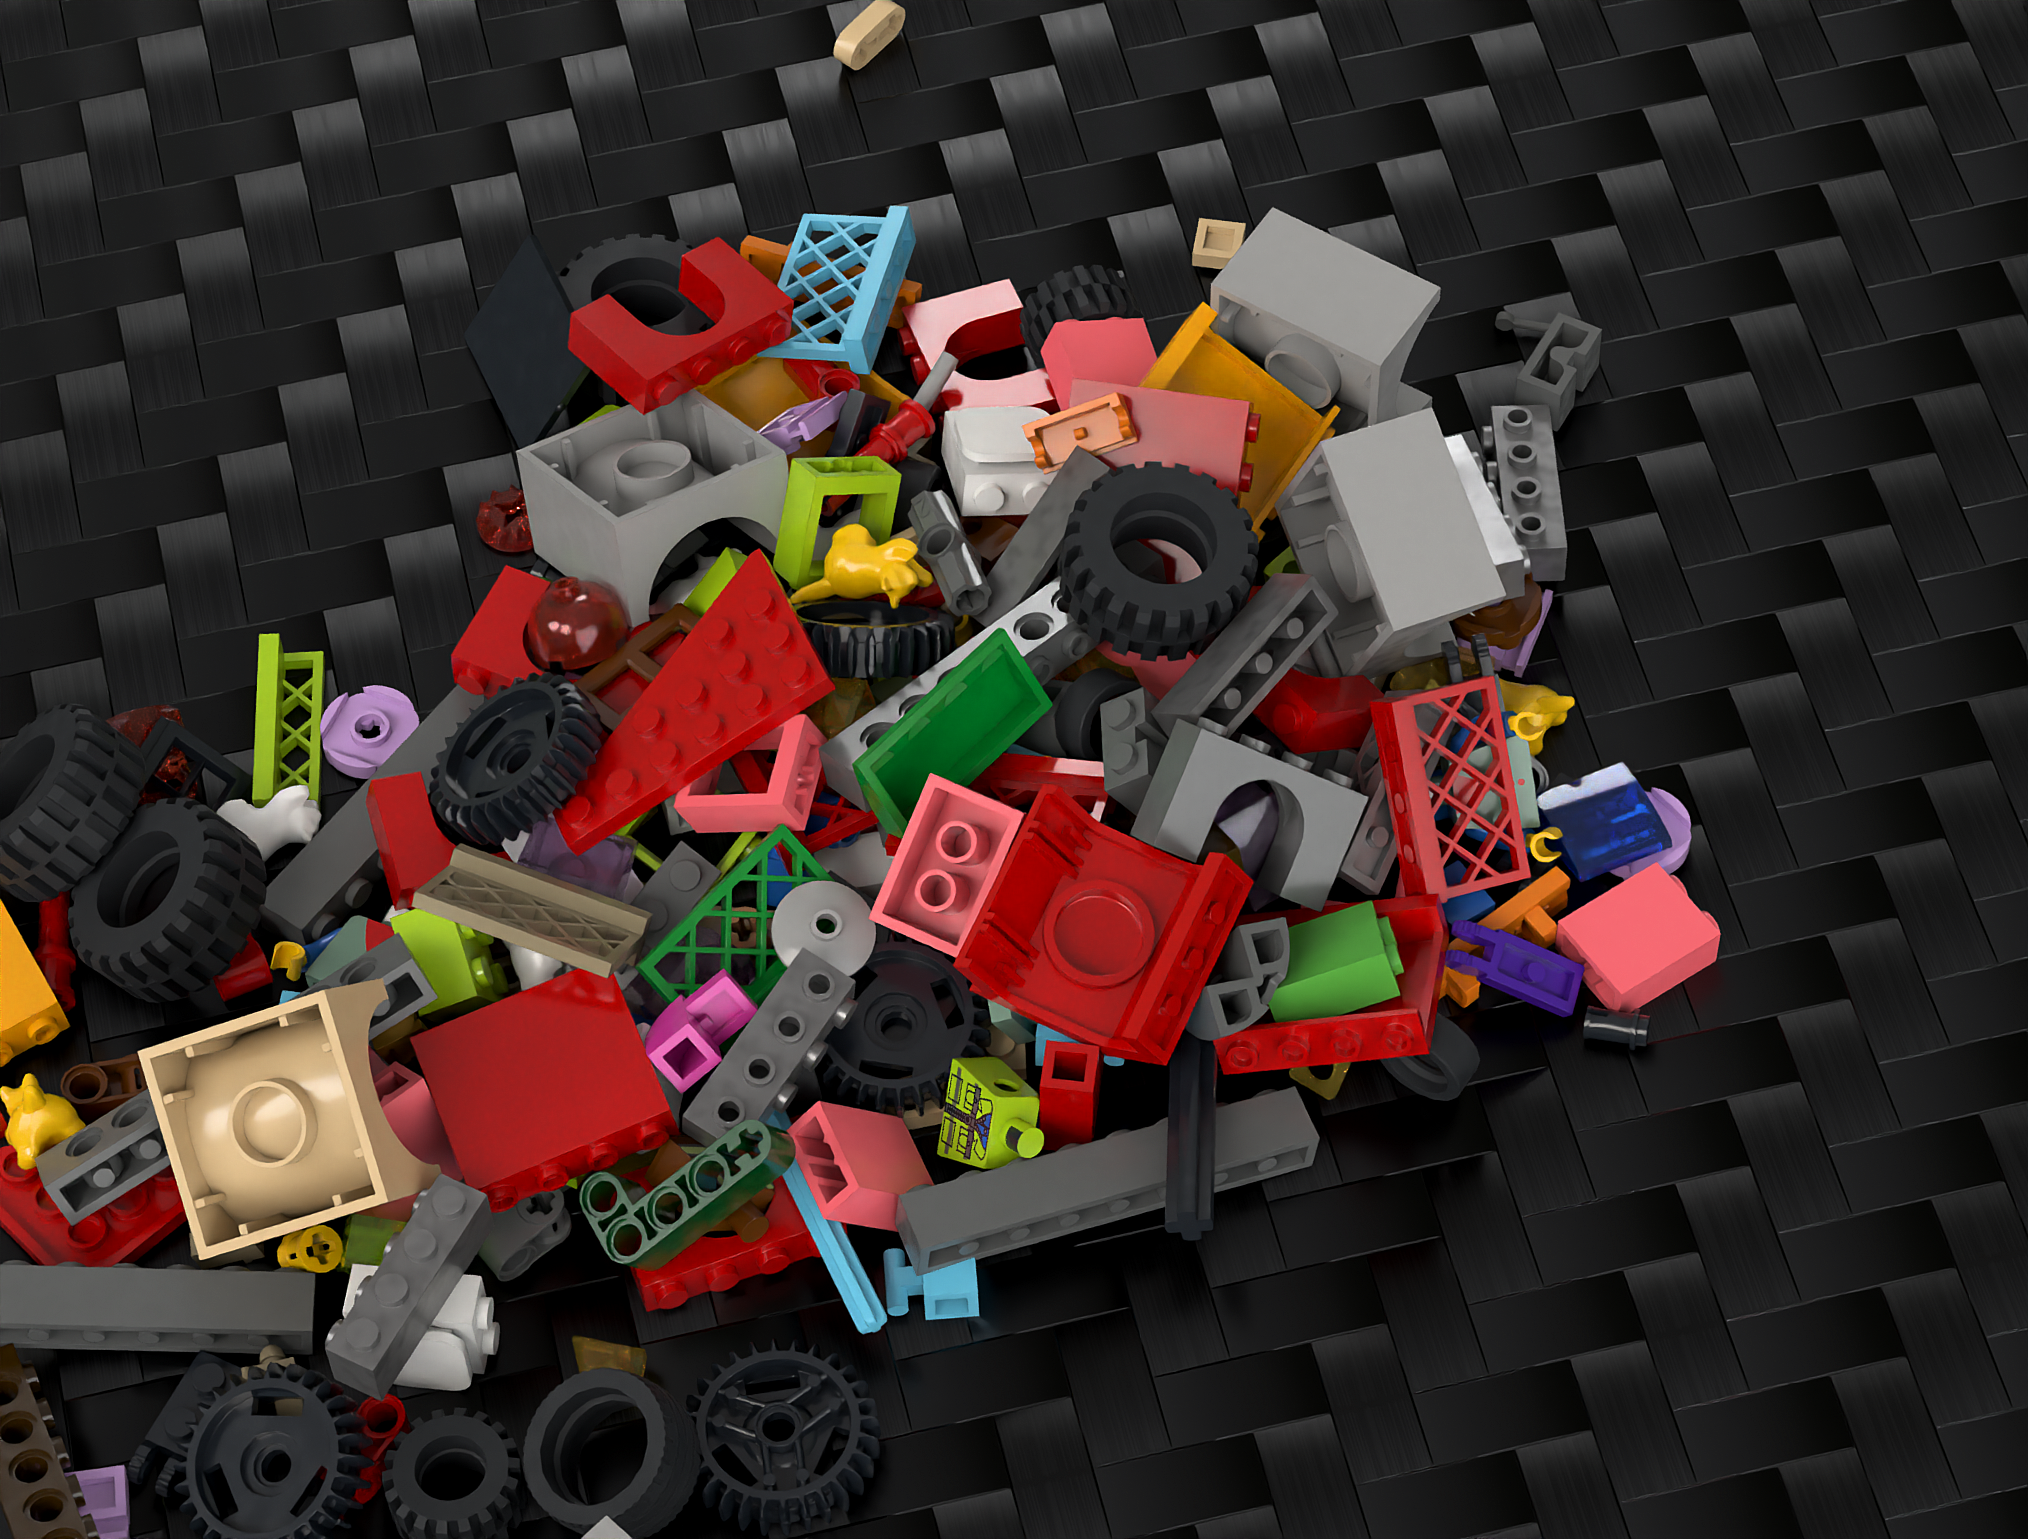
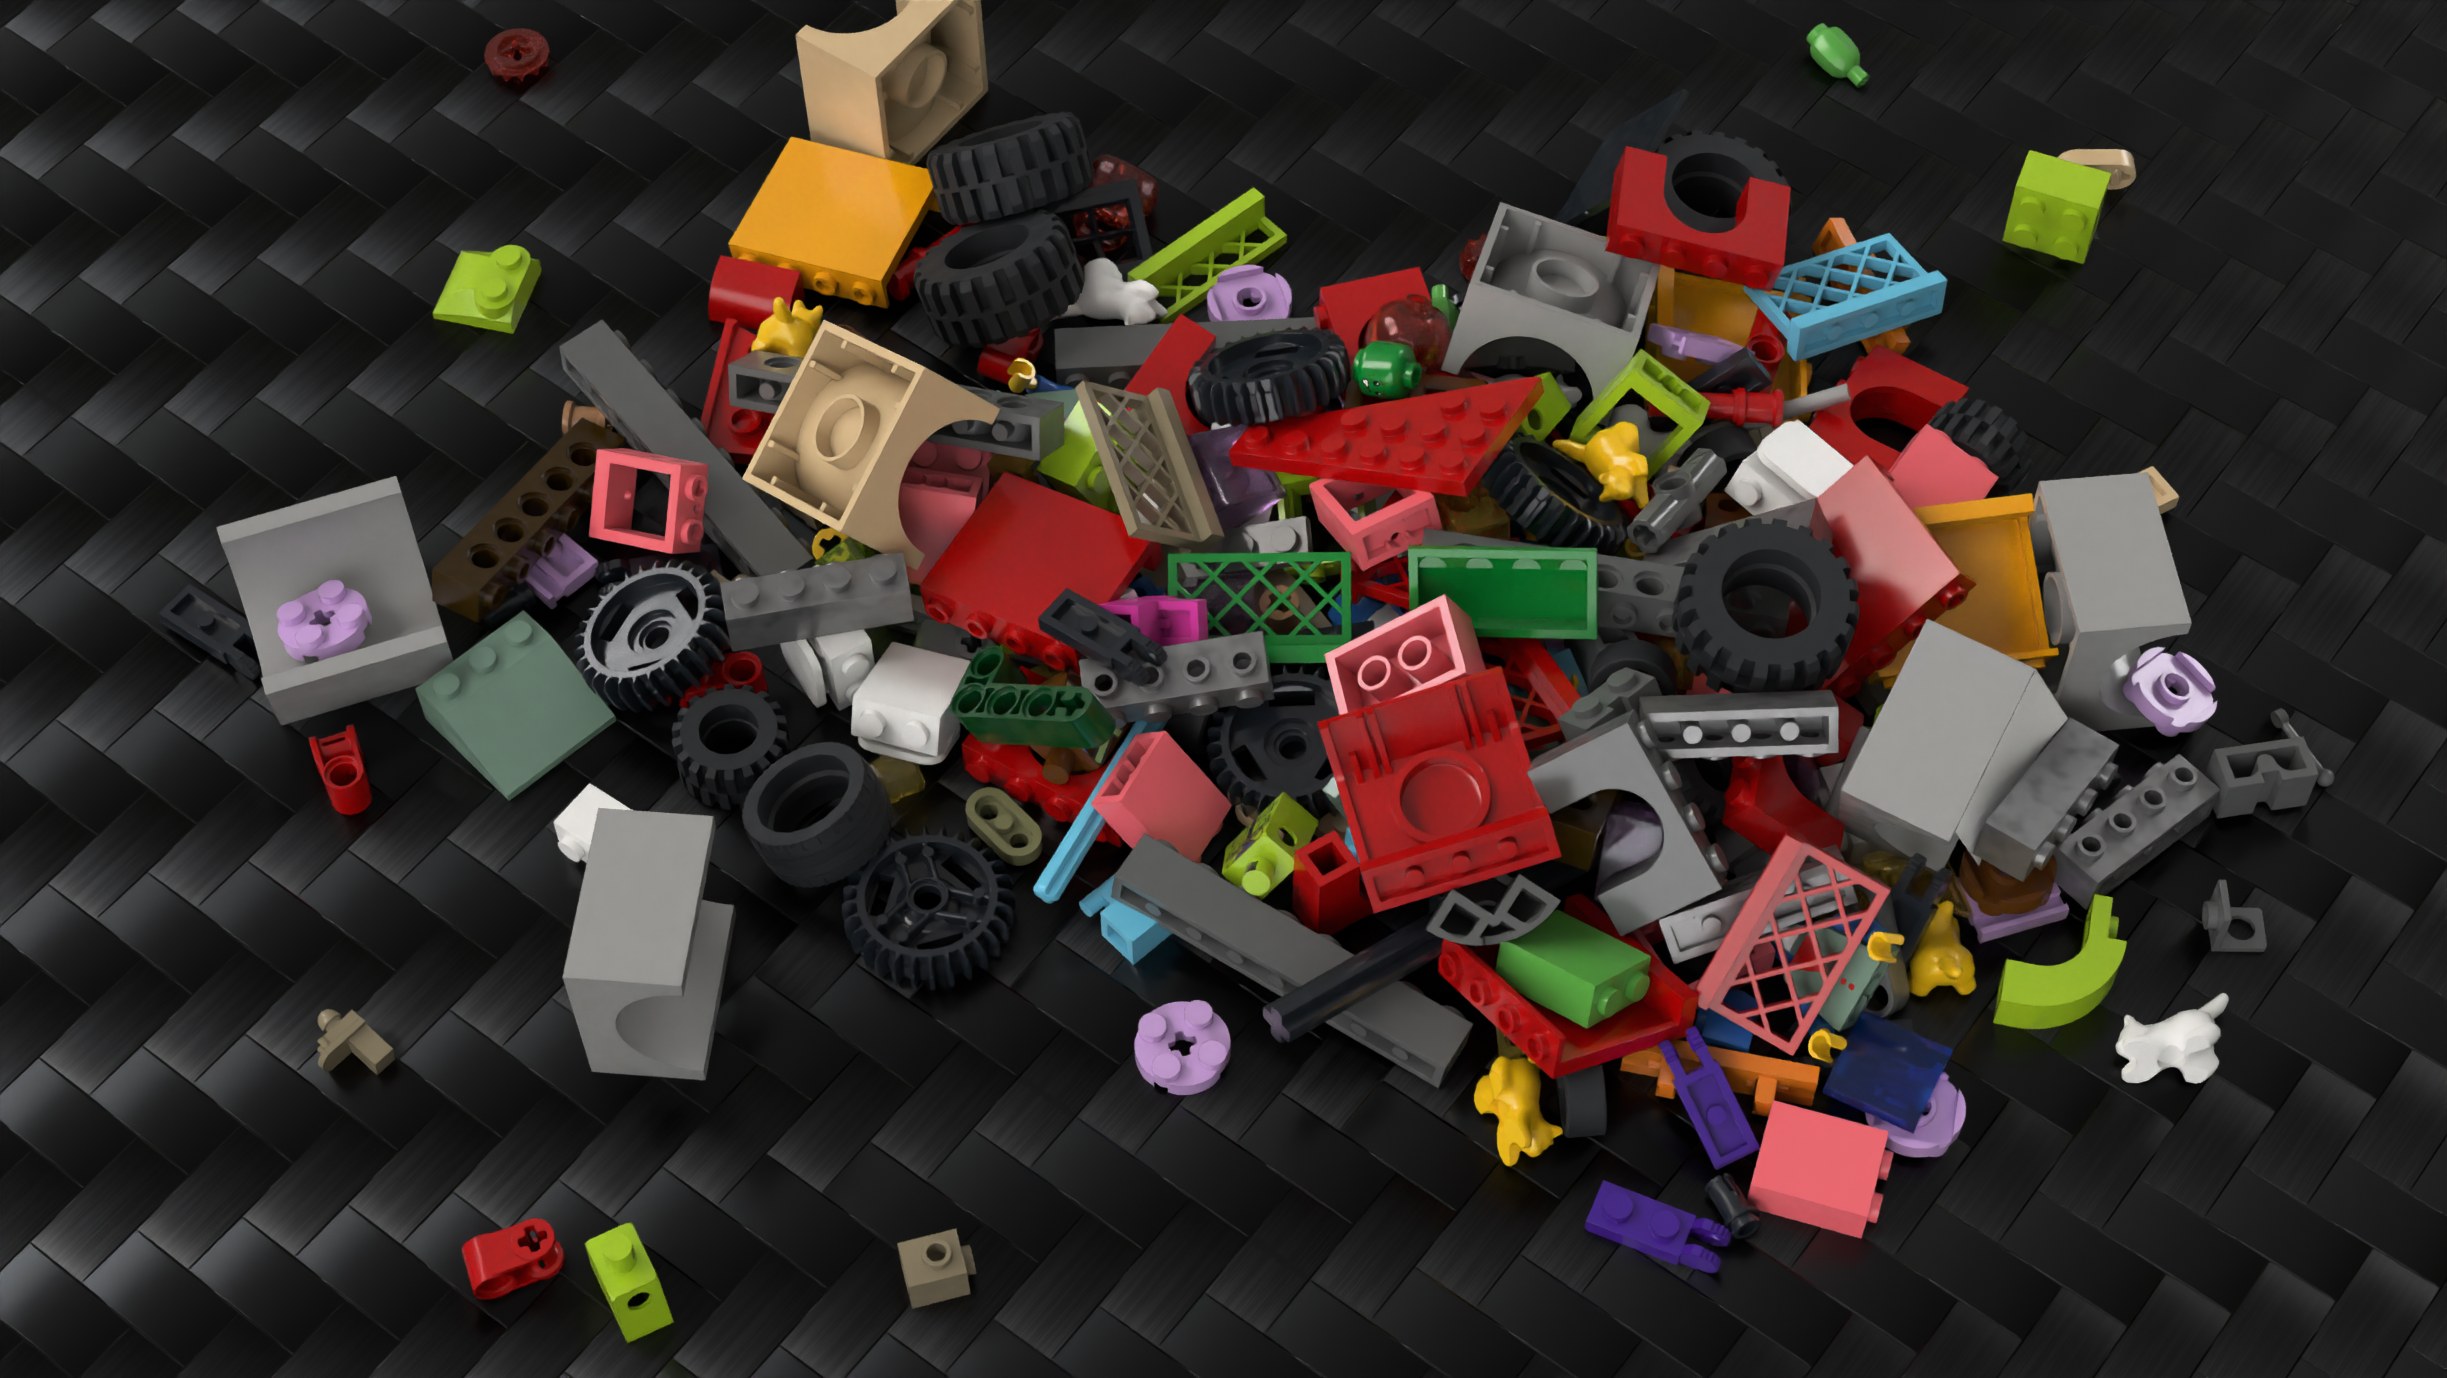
camera: 50 degrees right, 0 degrees up
(71, 1394) = (615, 496): none -> coral window
(560, 1297) = (906, 705): none -> white brick
(561, 114) = (1836, 54): none -> bright green plant
(609, 663) = (1386, 370): none -> green head
(689, 1075) = (1101, 636): none -> black hinge
(748, 1314) = (1008, 828): none -> olive plate
(796, 927) = (1303, 664): light grey dish -> none
(891, 84) = (2056, 206): none -> lime brick
(1093, 426) = (1841, 496): orange hinge -> none
(1103, 1303) = (1189, 1022): none -> lavender plate
(1384, 1109) = (1513, 1096): none -> yellow animal
(1434, 373) = (2149, 691): none -> lavender plate
(1585, 1098) = (1655, 1228): none -> dark purple hinge
(1617, 668) = (2061, 993): none -> lime arch
(1656, 494) = (2218, 916): none -> dark grey bracket
(1740, 609) = (2177, 1042): none -> white animal

